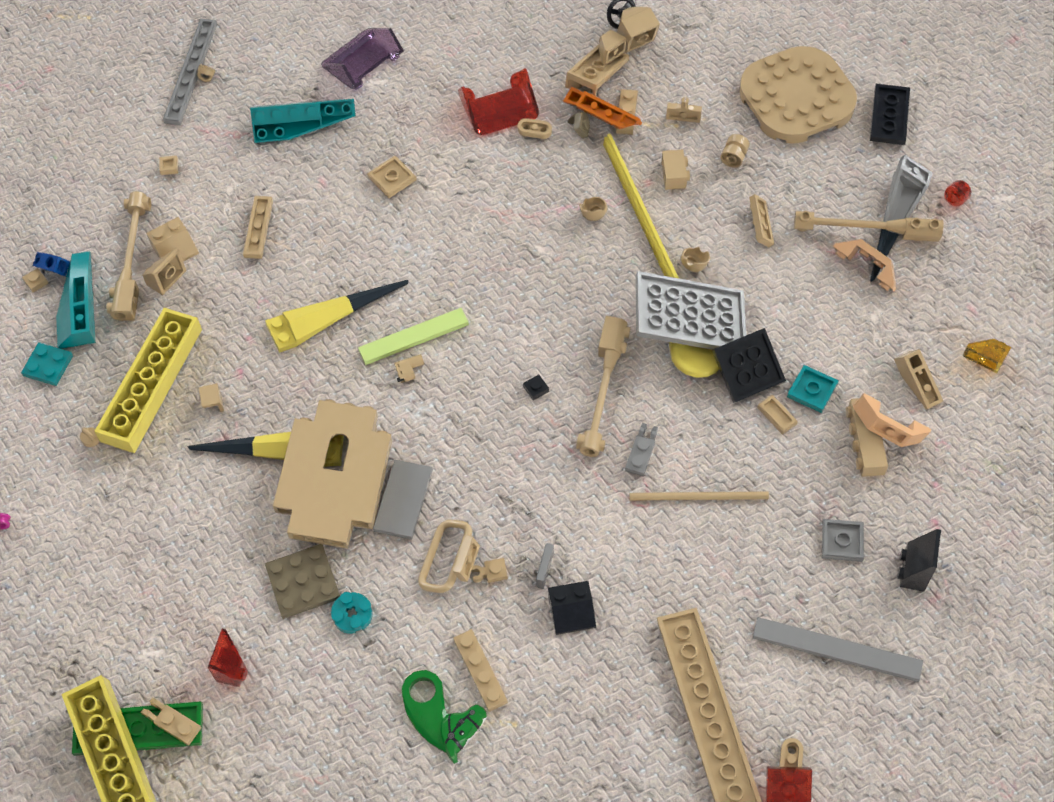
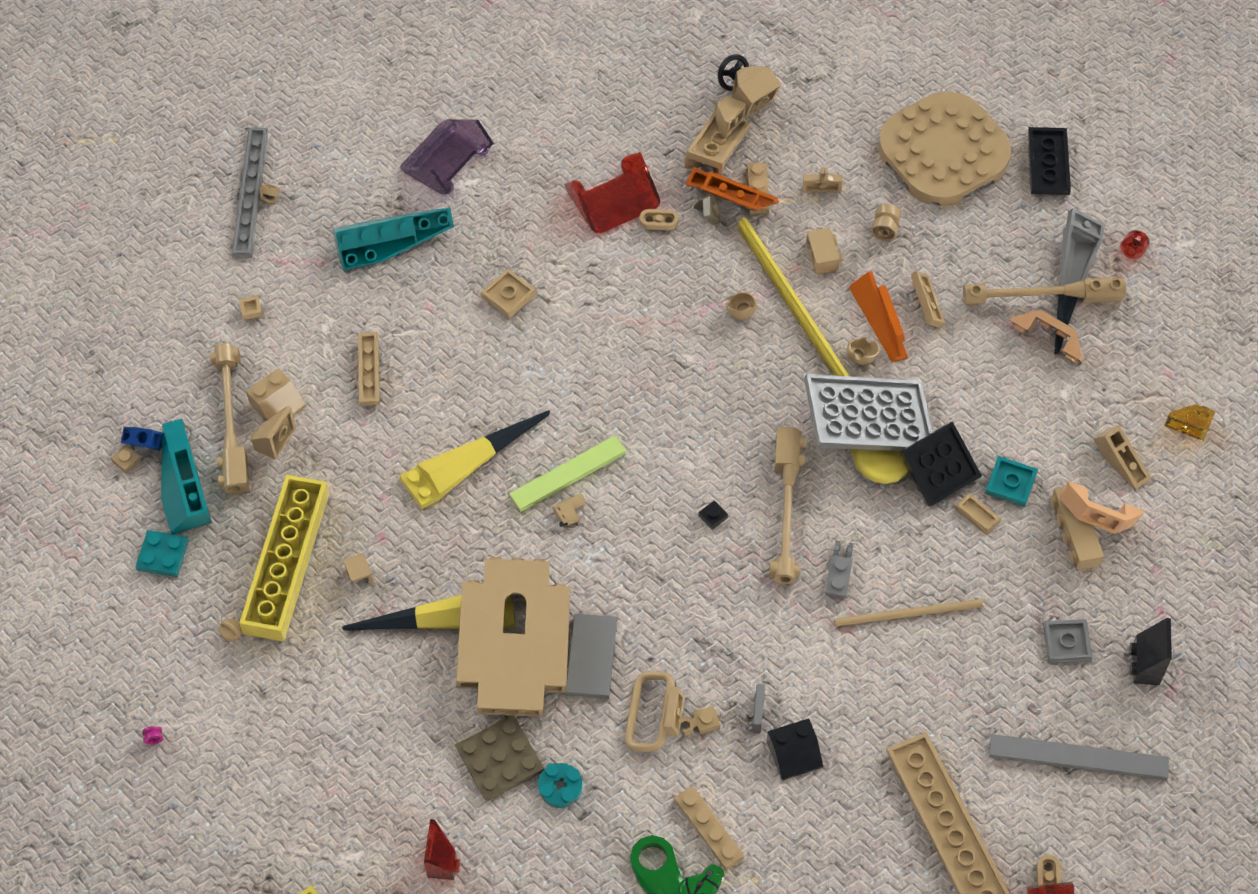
camera: 10 degrees left, 0 degrees up
(717, 230) = (880, 314): none -> orange wedge

